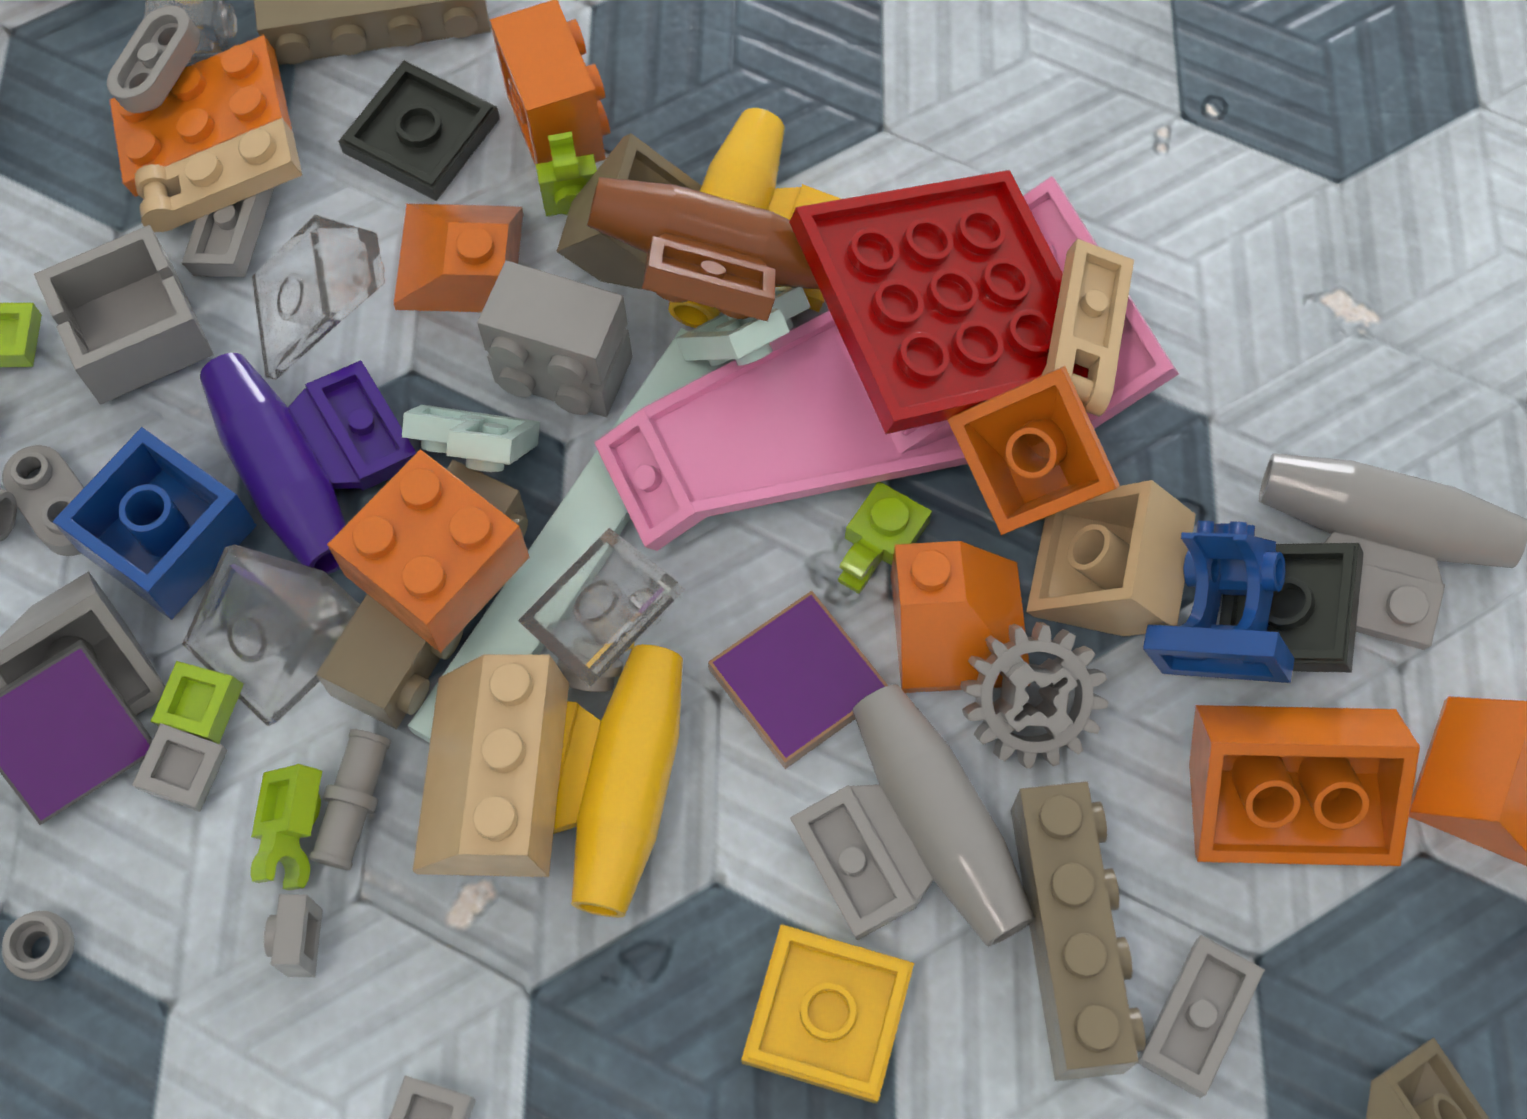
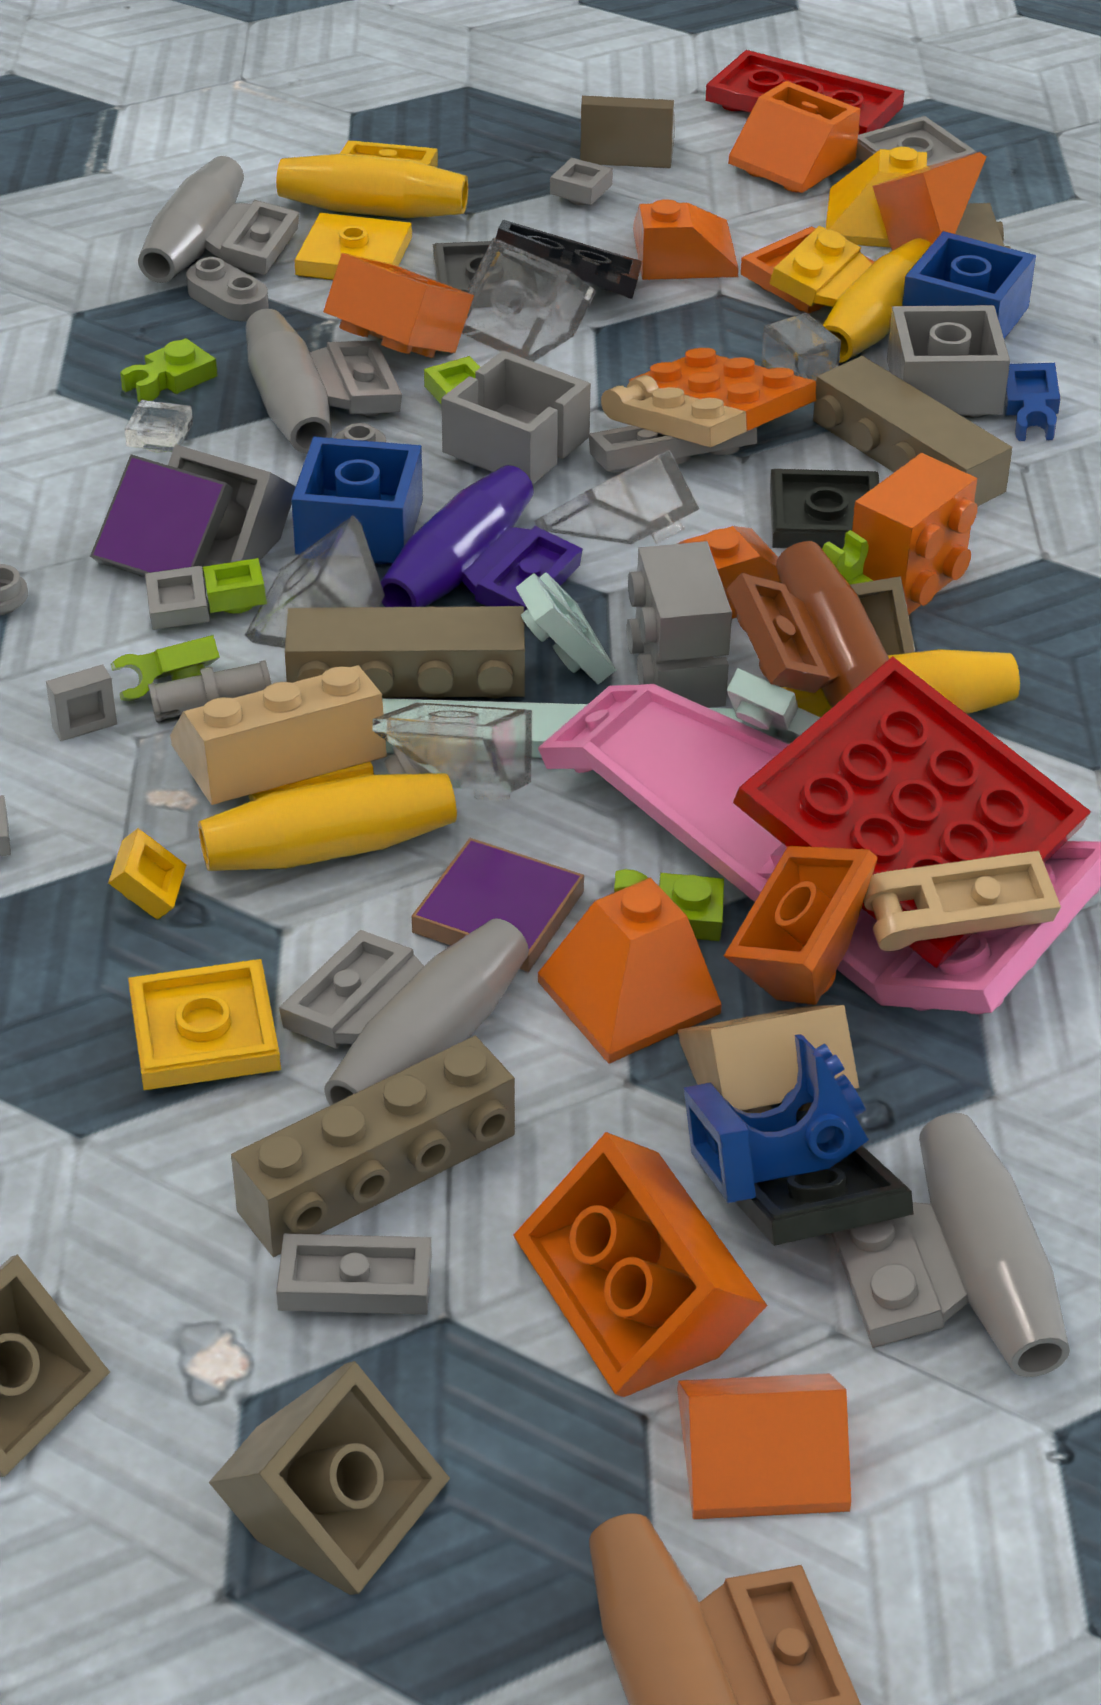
camera: 60 degrees right, 25 degrees down
(153, 59) = (753, 334): light grey plate -> none
(430, 550) = (423, 604): orange brick -> none
(599, 979) = (147, 874): none -> yellow plate
(1056, 681) = (585, 1037): light grey gear -> none

